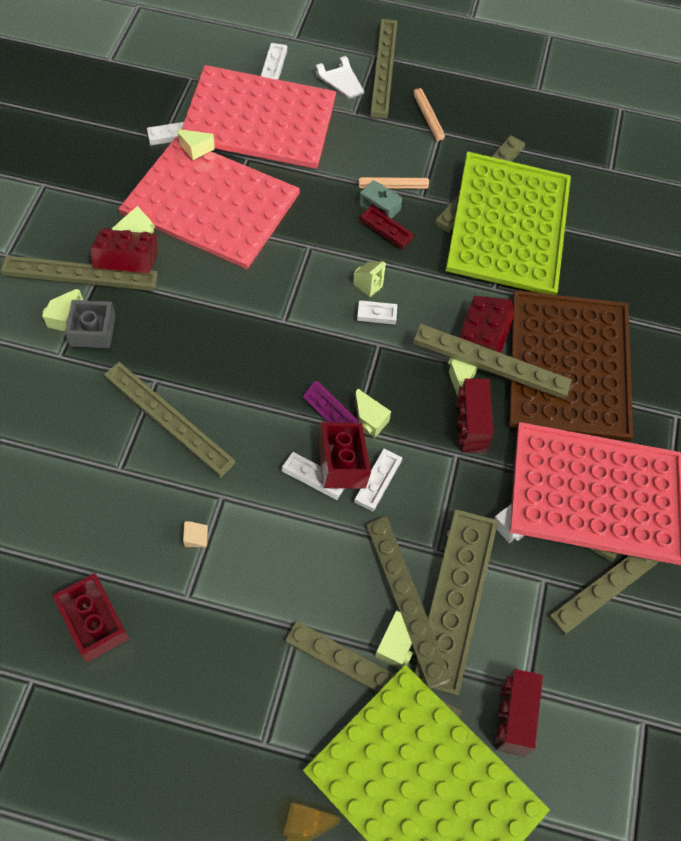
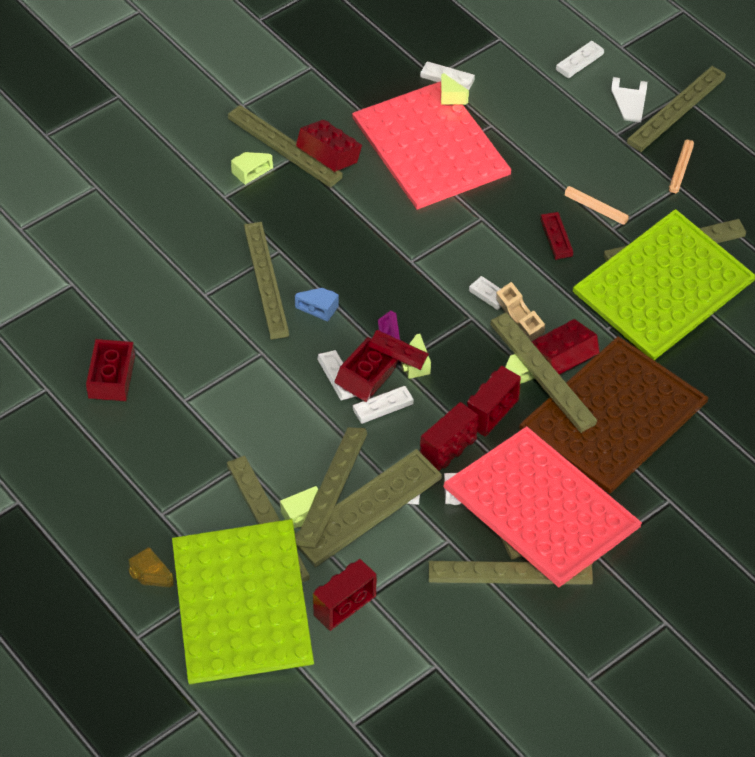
camera: 40 degrees right, 10 degrees down
(90, 324) = (261, 184): dark grey brick -> none
(136, 222) = (355, 128): yellowish green slope -> none
(195, 534) = (221, 363): tan slope -> none
(237, 413) = (318, 302): none -> medium blue slope
(261, 116) = (530, 97): coral plate -> none
(360, 418) = (398, 349): none -> dark red plate
(370, 277) = (504, 265): yellowish green slope -> none
(381, 198) = (570, 212): sand green brick -> none
(412, 312) = (512, 303): none -> tan arch
(470, 476) = (449, 436): none -> dark red brick

